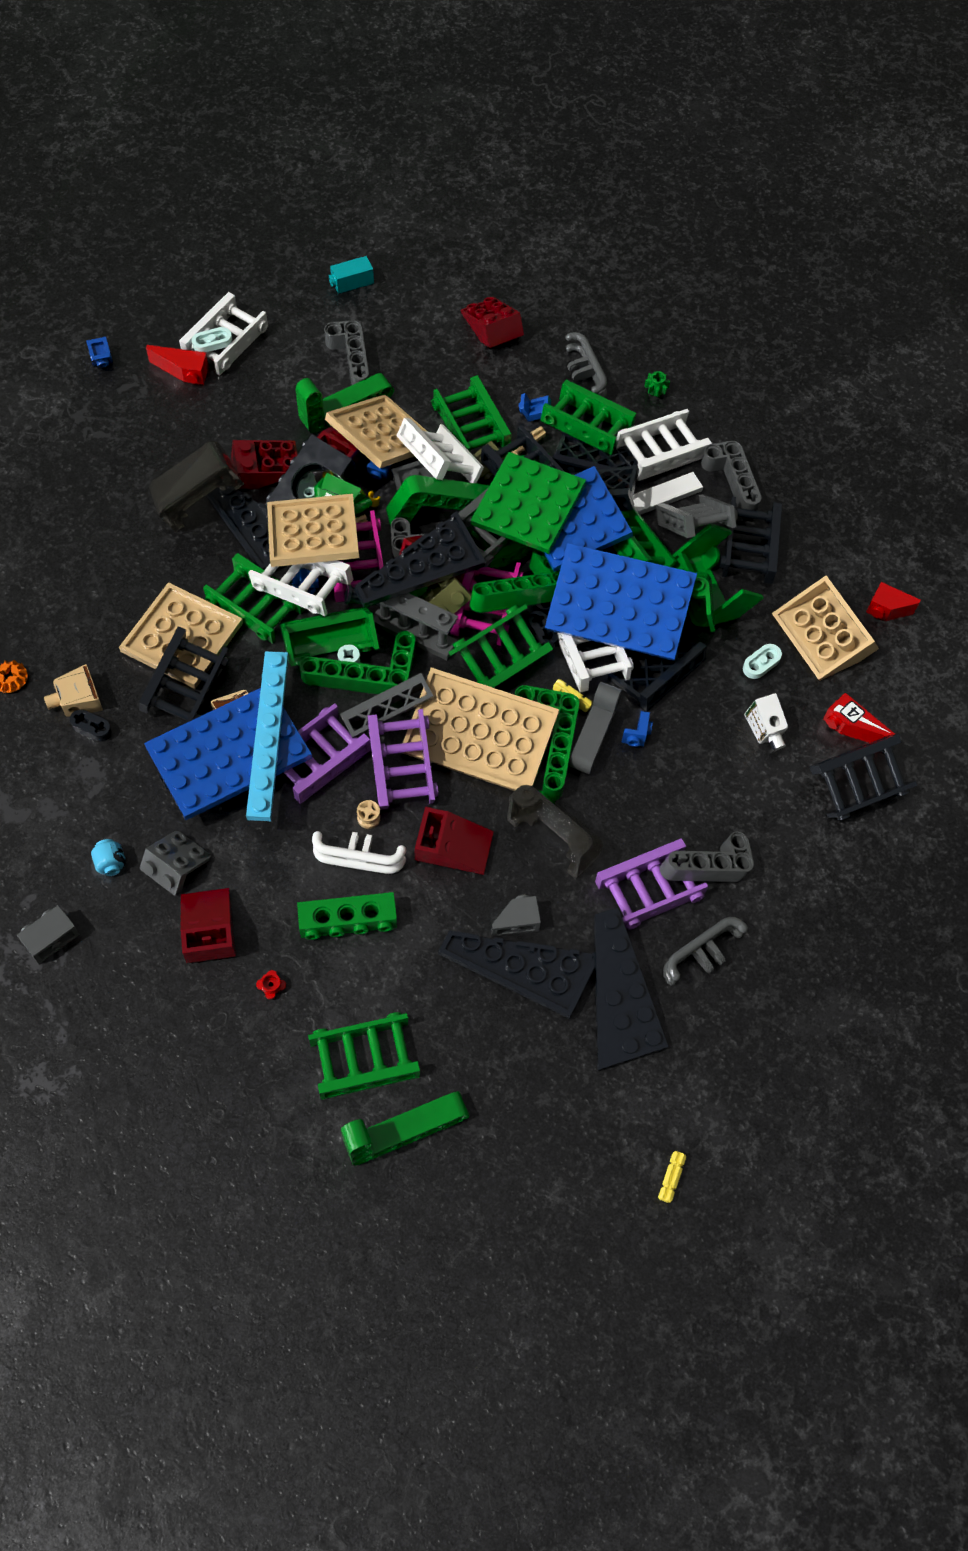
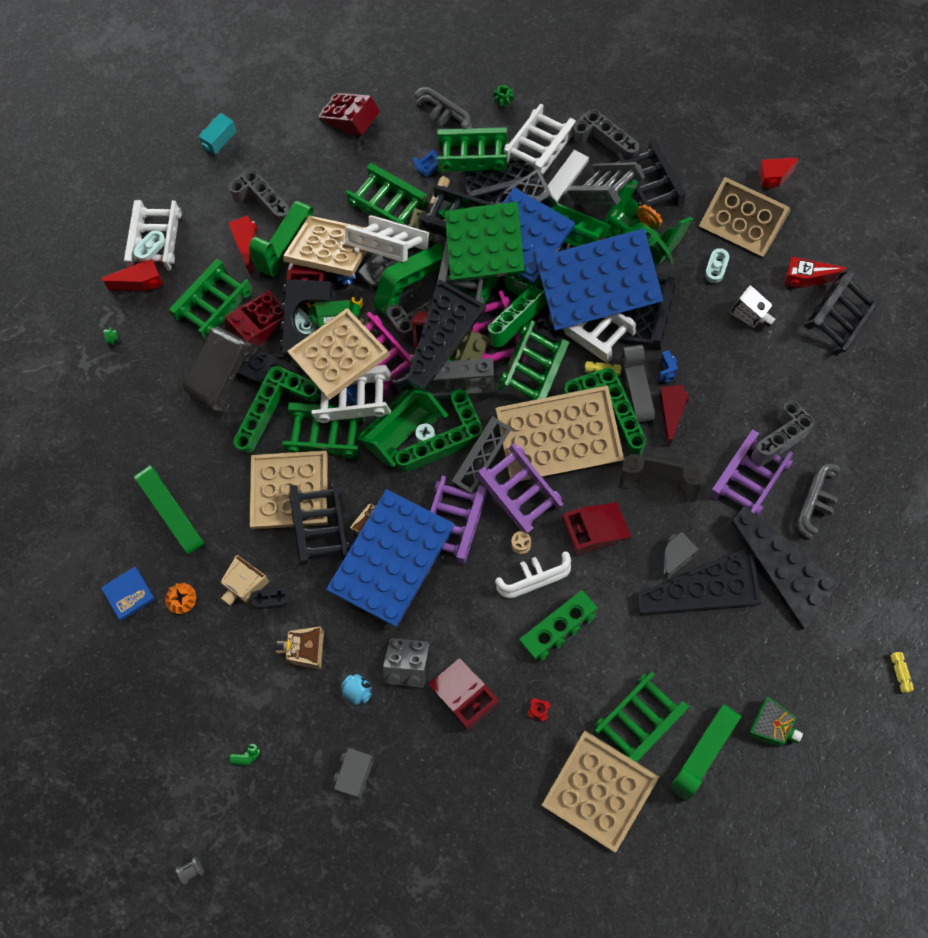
camera: 20 degrees left, 5 degrees up
(52, 551) = (169, 509): none -> green beam
(88, 788) = (303, 647): none -> torso
(99, 352) = (65, 304): blue bracket -> none
(119, 403) = (110, 336): none -> green plate
(218, 544) = (270, 403): none -> green beam
(234, 404) = (199, 288): none -> green fence
(267, 737) = (415, 530): medium azure plate -> none
(271, 1098) = (600, 791): none -> tan plate
(308, 369) = (243, 232): none -> red slope
(497, 1145) = (774, 724): none -> torso
(615, 774) = (672, 406): none -> dark red slope
(722, 574) = (649, 216): none -> orange gear

